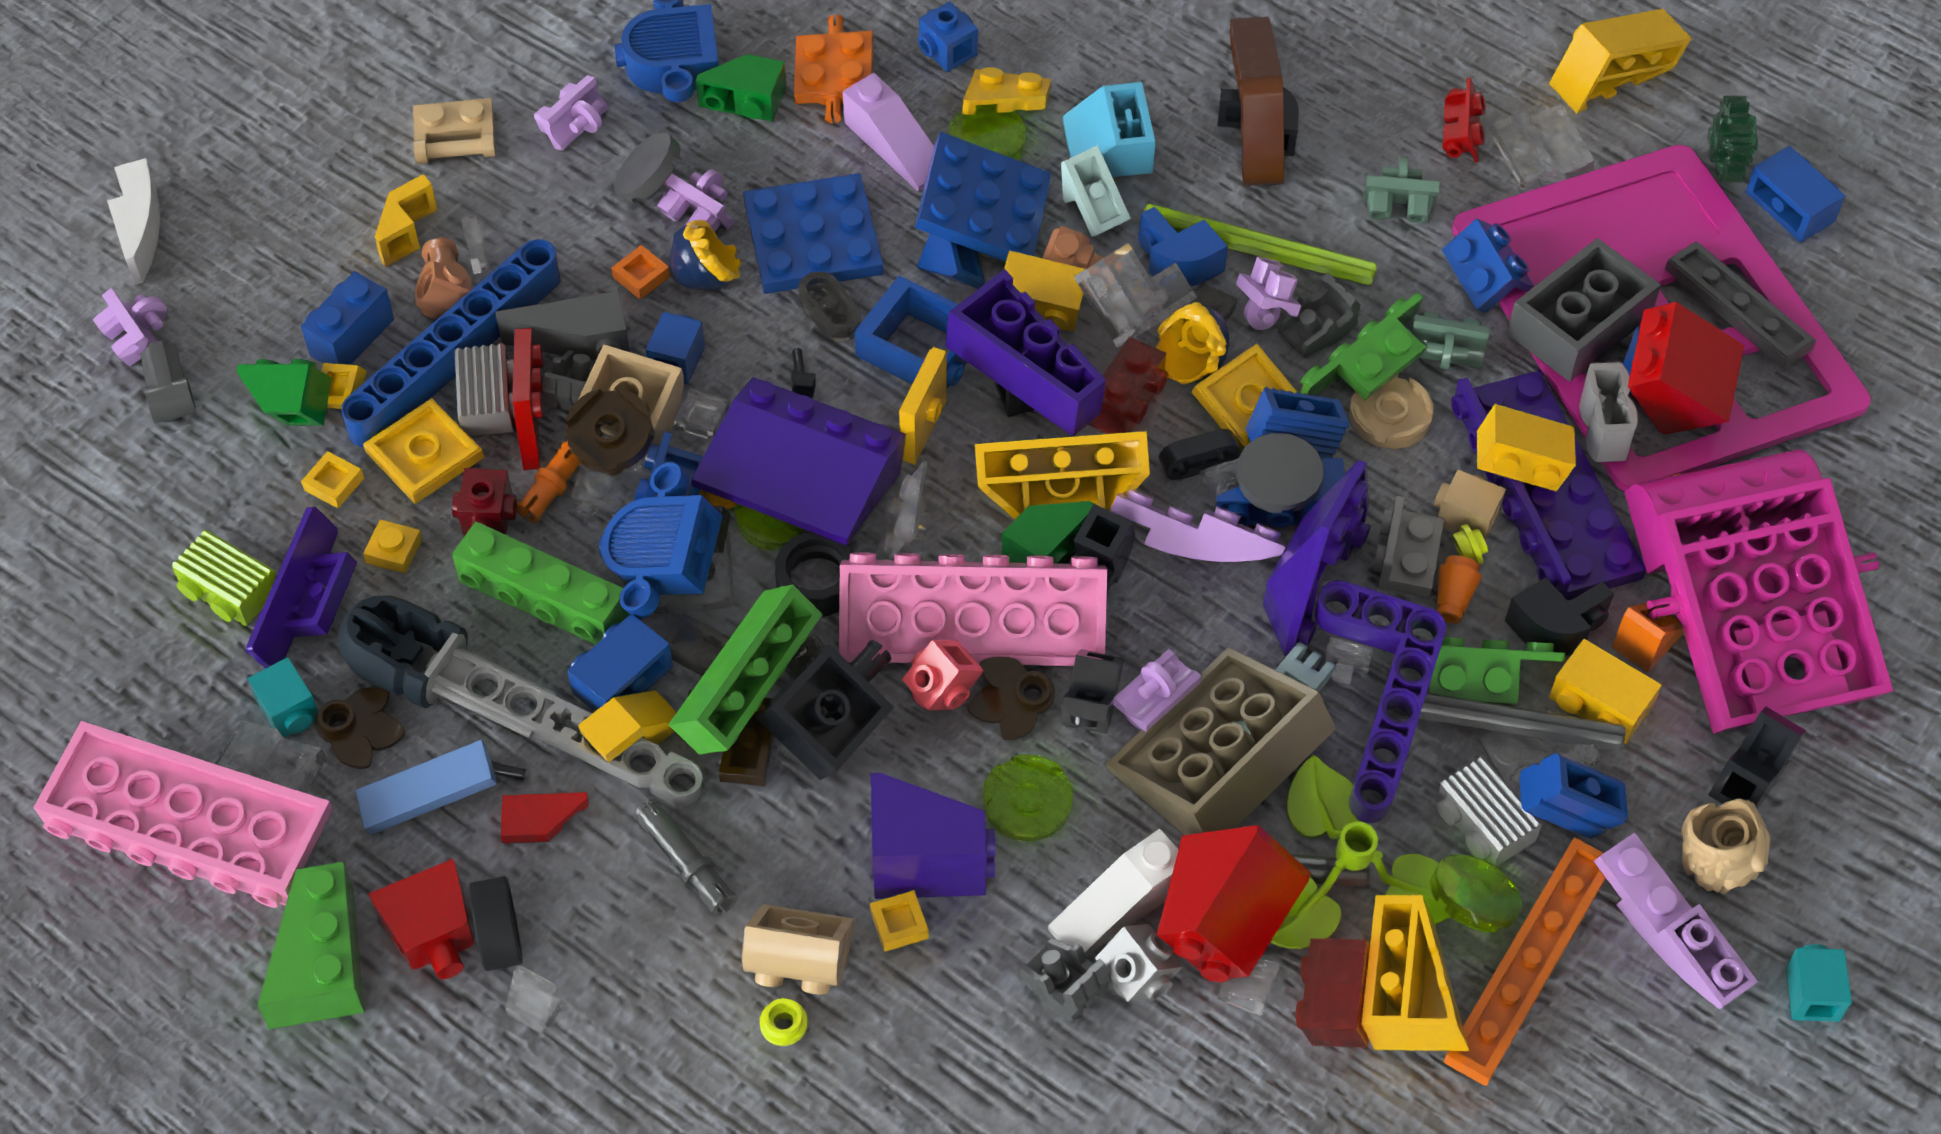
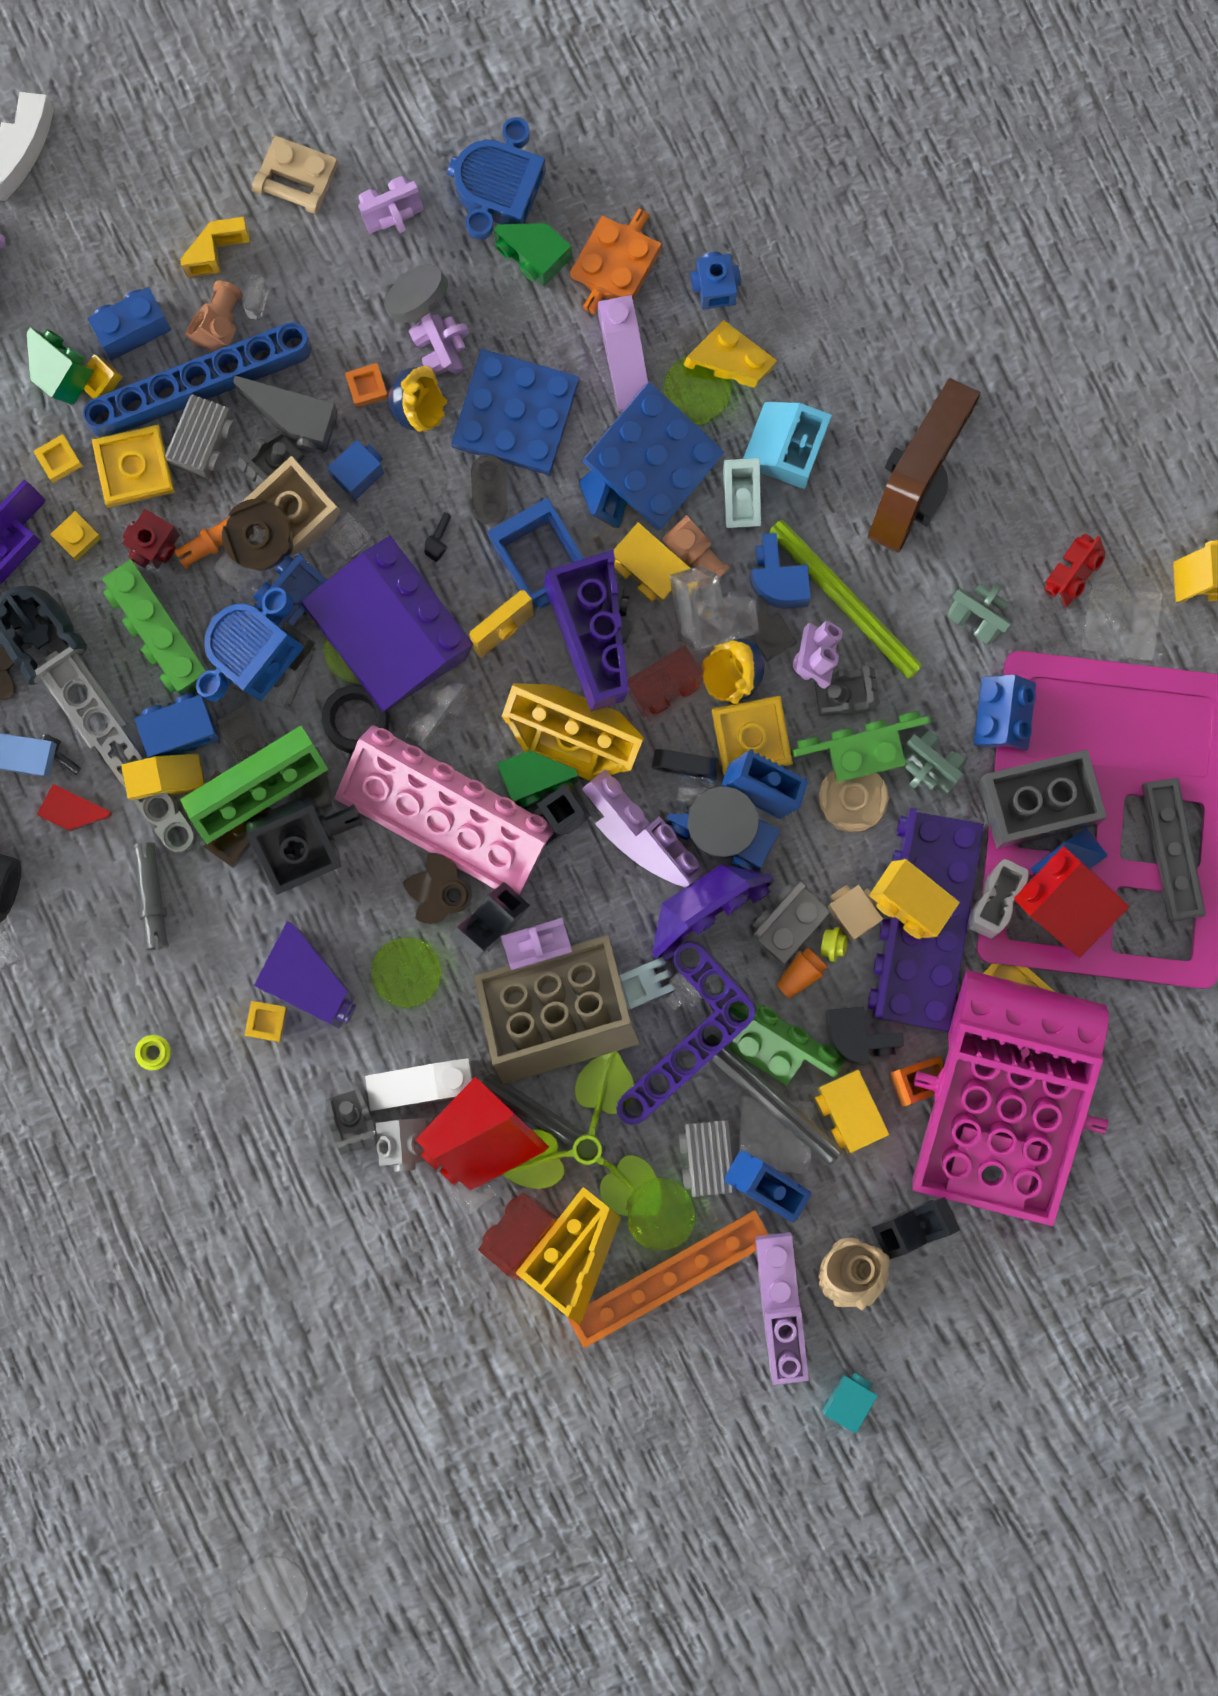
camera: 30 degrees right, 25 degrees up
(527, 395) = (224, 458): red wing -> none
(797, 947) = (187, 1005): tan brick -> none
(942, 675) = (393, 853): coral brick -> none

